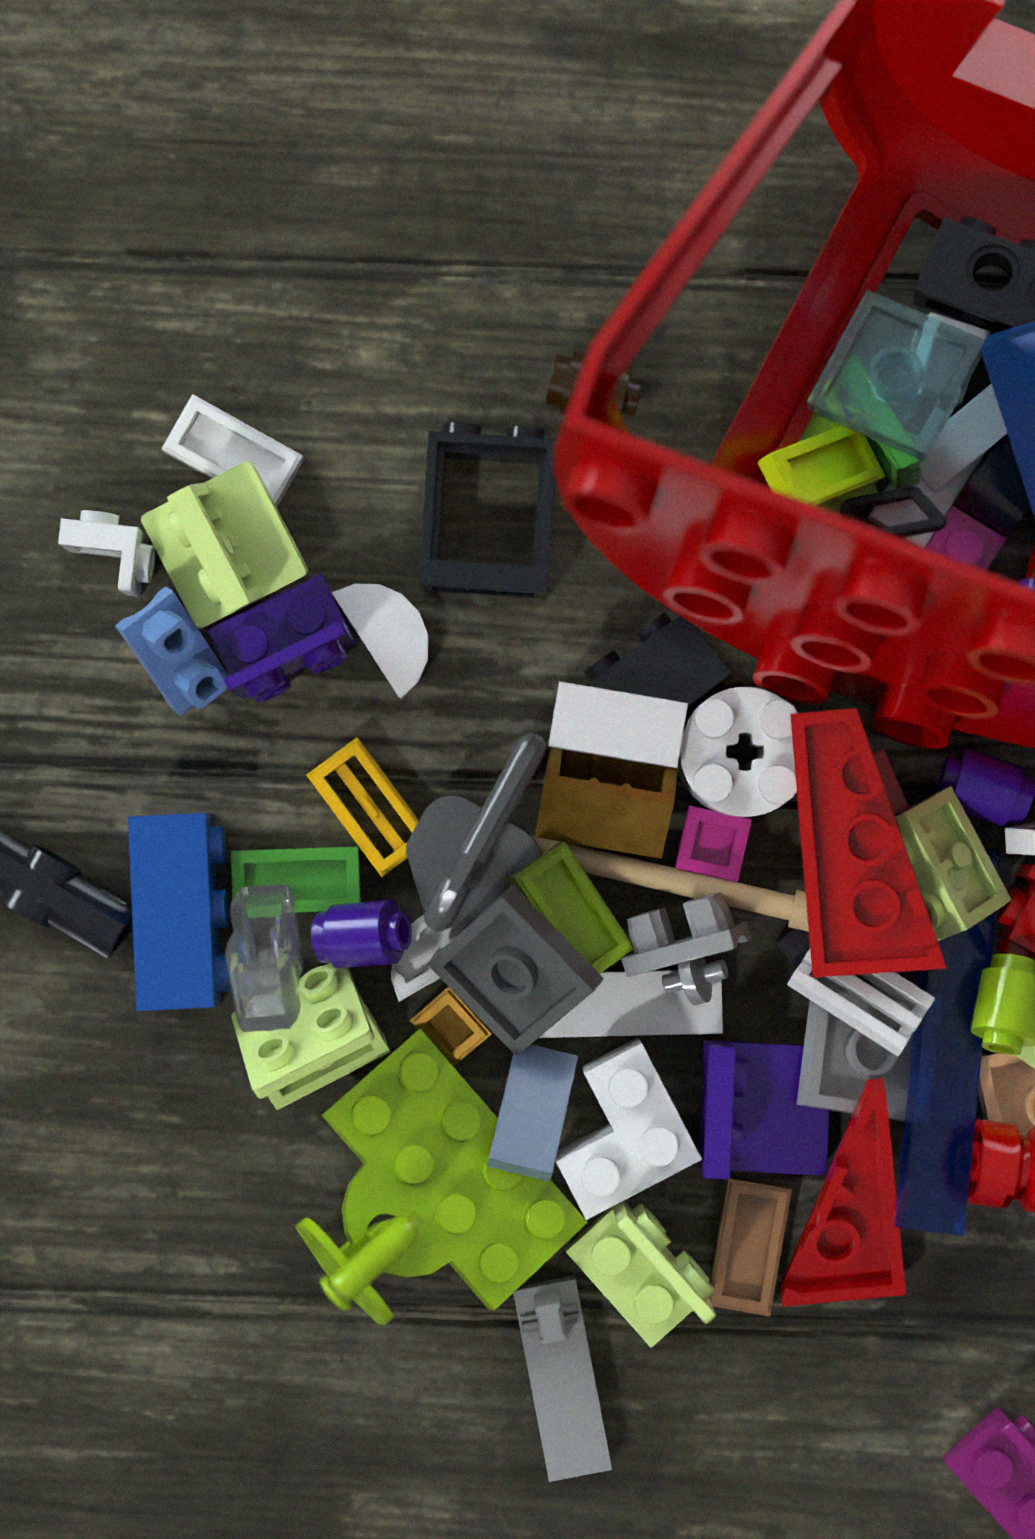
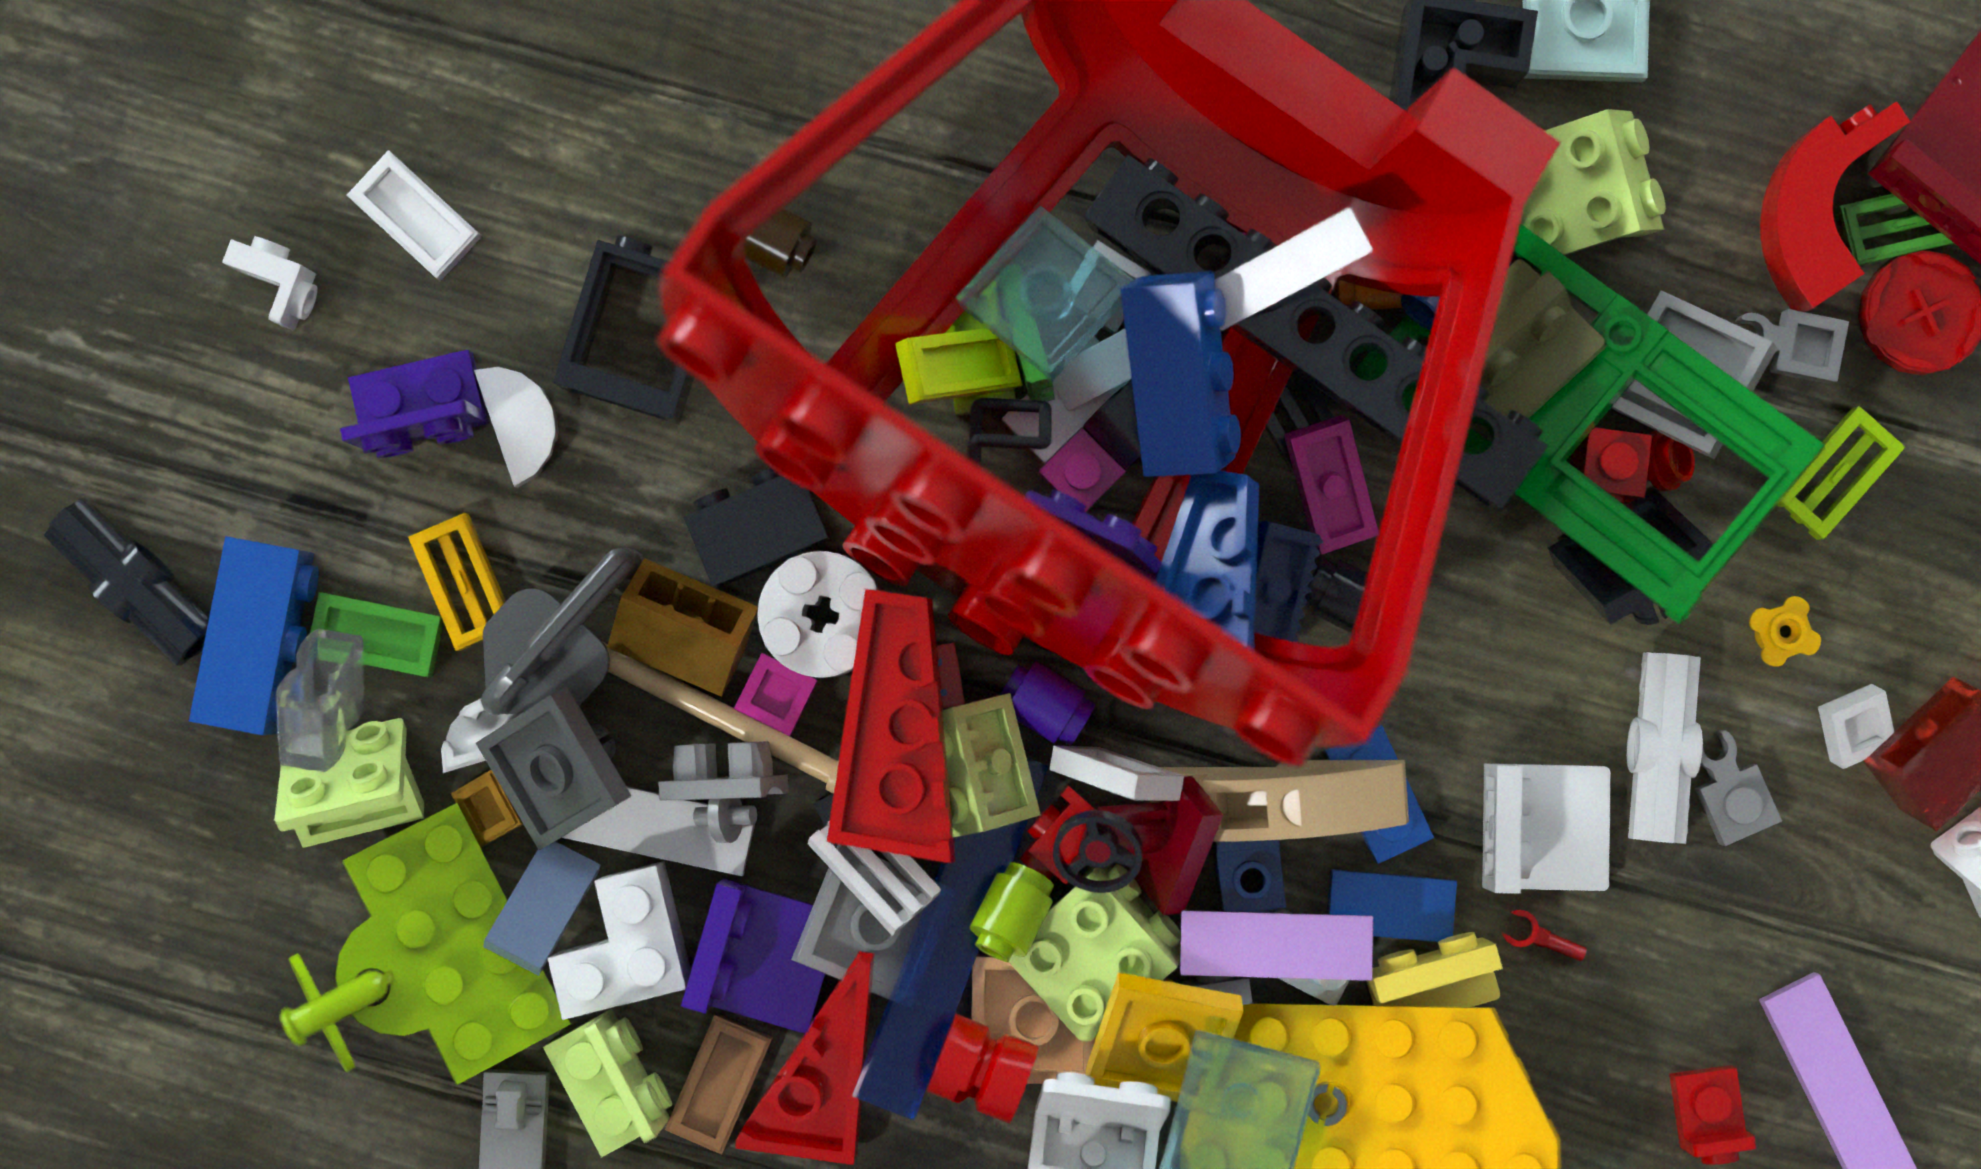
camera: 10 degrees right, 0 degrees up
(174, 653) = (307, 391): medium blue hips -> none
(224, 544) = (382, 299): yellowish green bracket -> none
(361, 934) = (420, 700): dark purple brick -> none
(573, 906) = (624, 723): lime tile -> none
(617, 725) = (705, 560): white tile -> none

